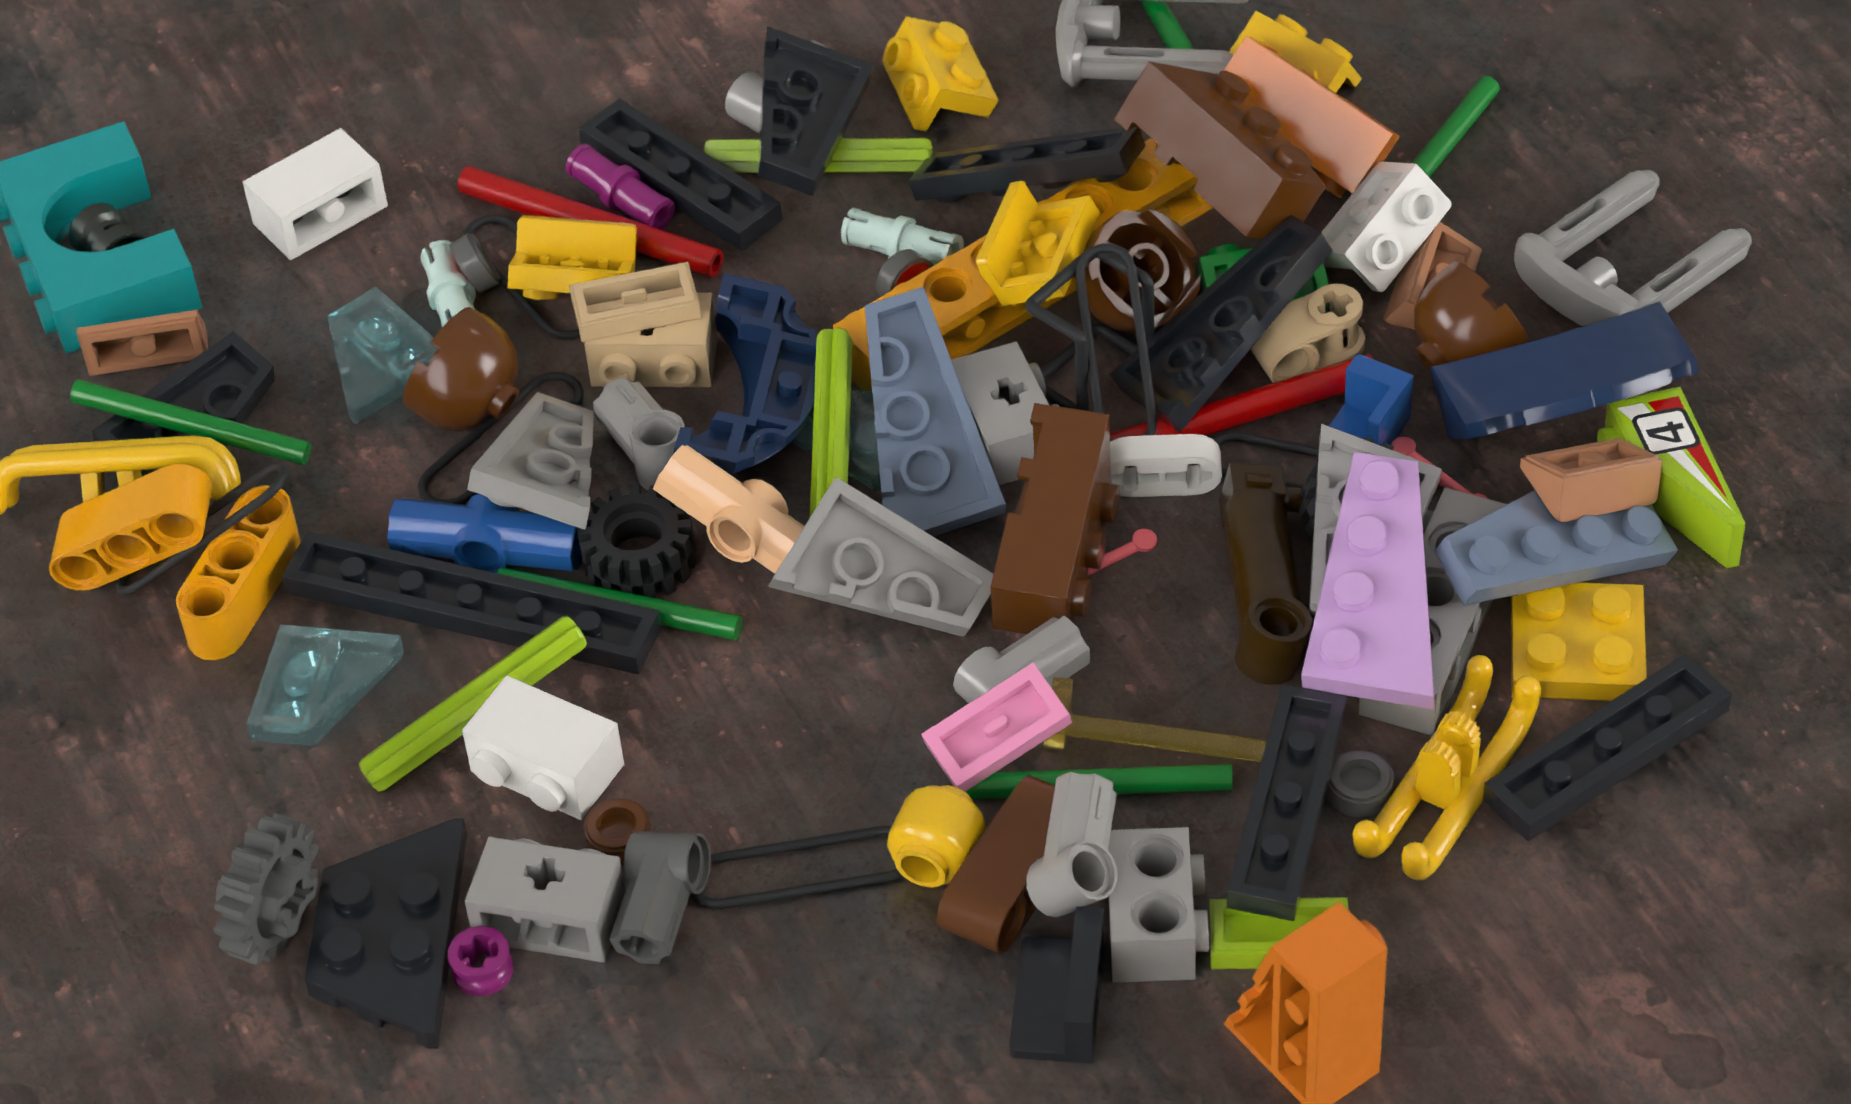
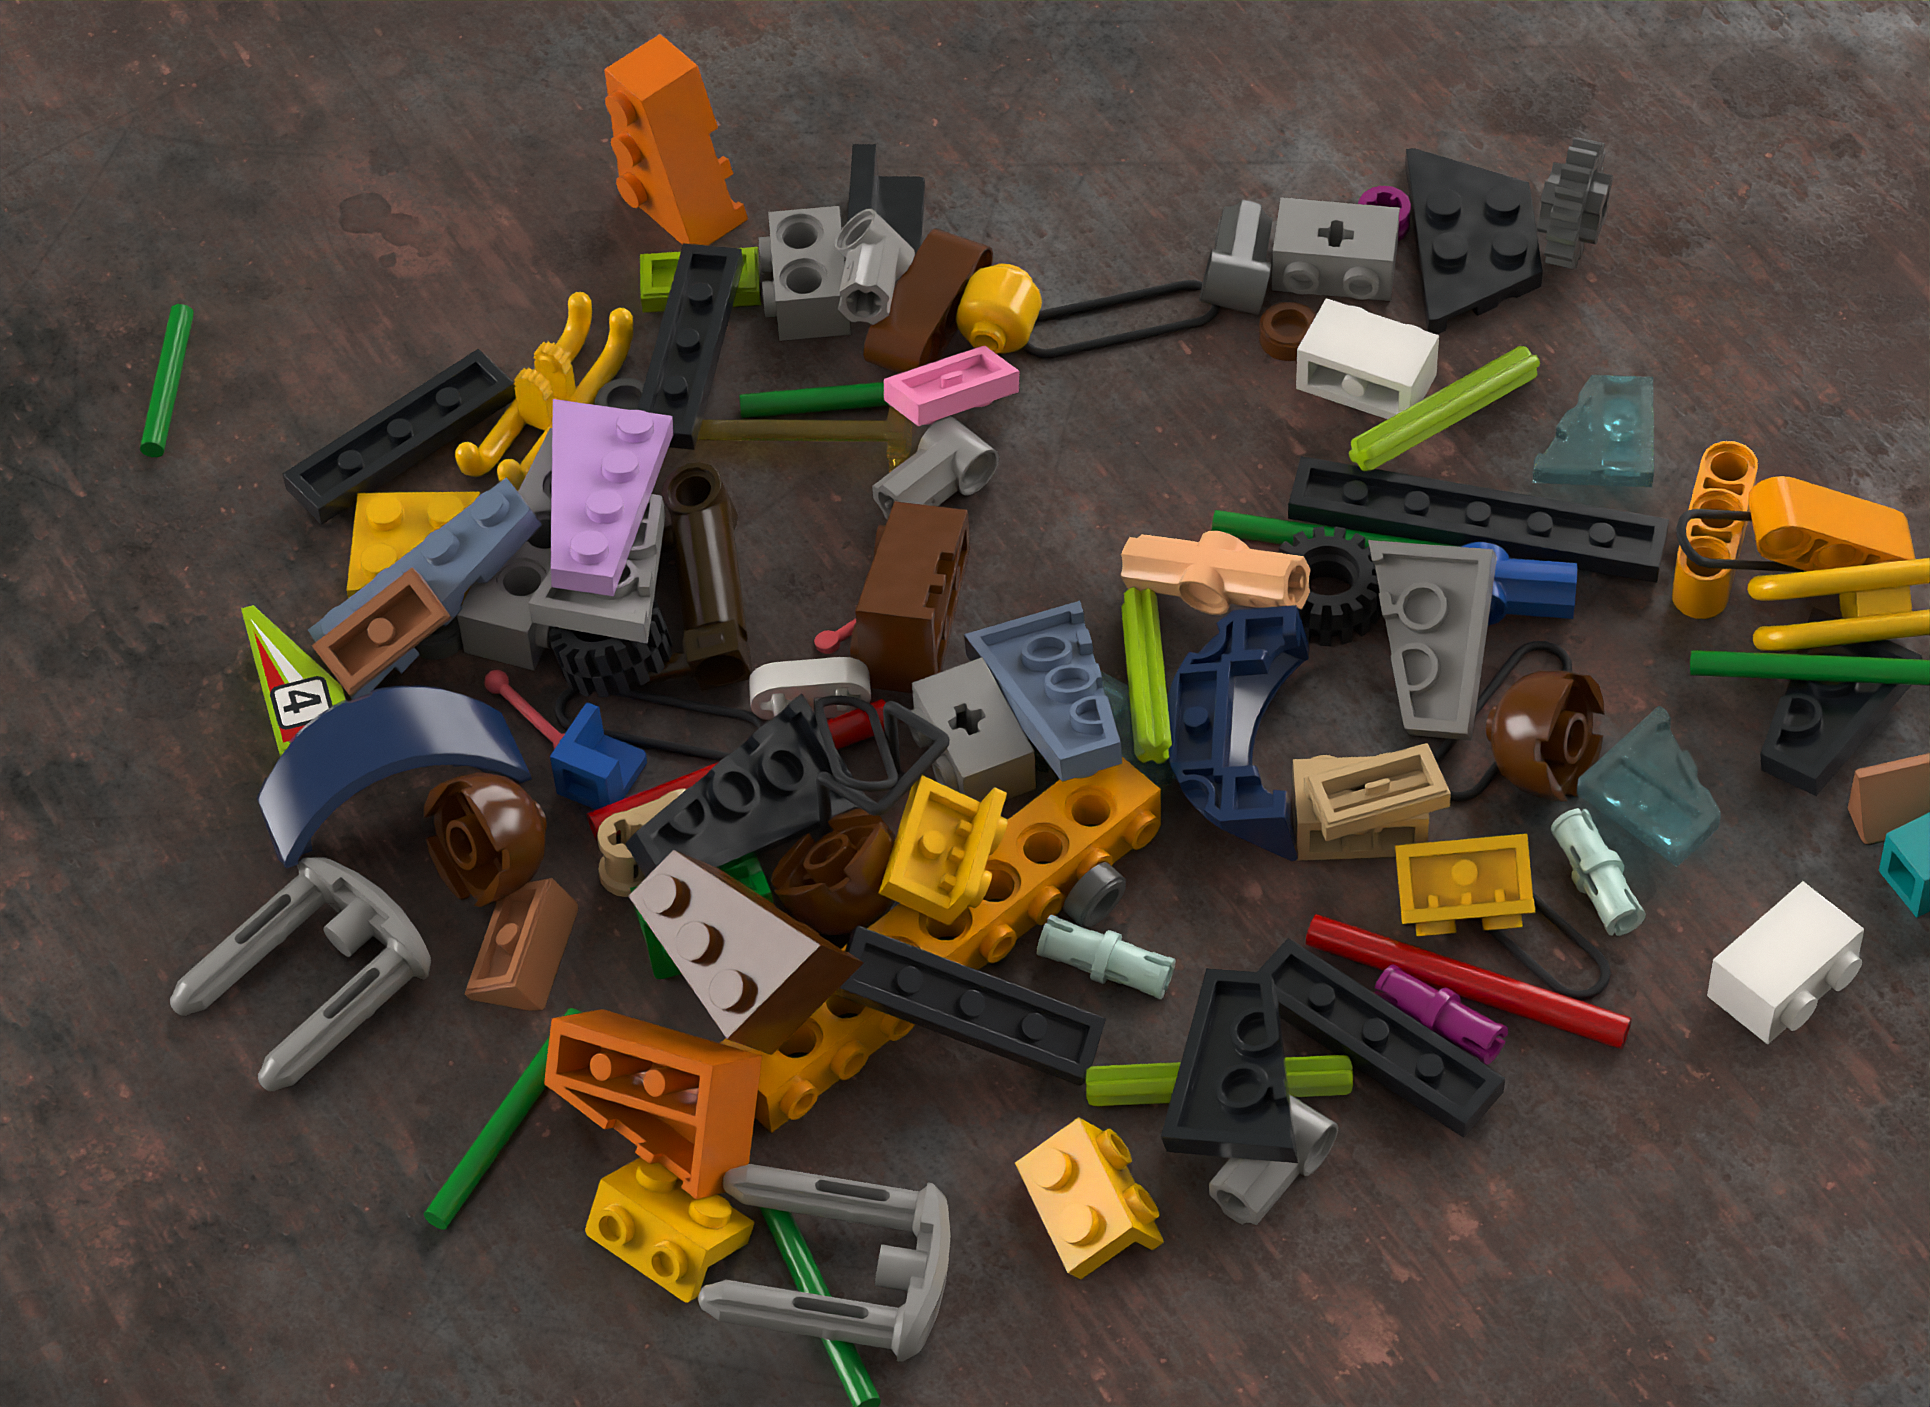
camera: 175 degrees right, 5 degrees up
(475, 262) = (1578, 894): dark grey tile -> none
(638, 427) = (1345, 699): light grey piece -> none
(882, 565) = (1098, 540): light grey wing -> none
(1385, 222) = (582, 966): white bracket -> none

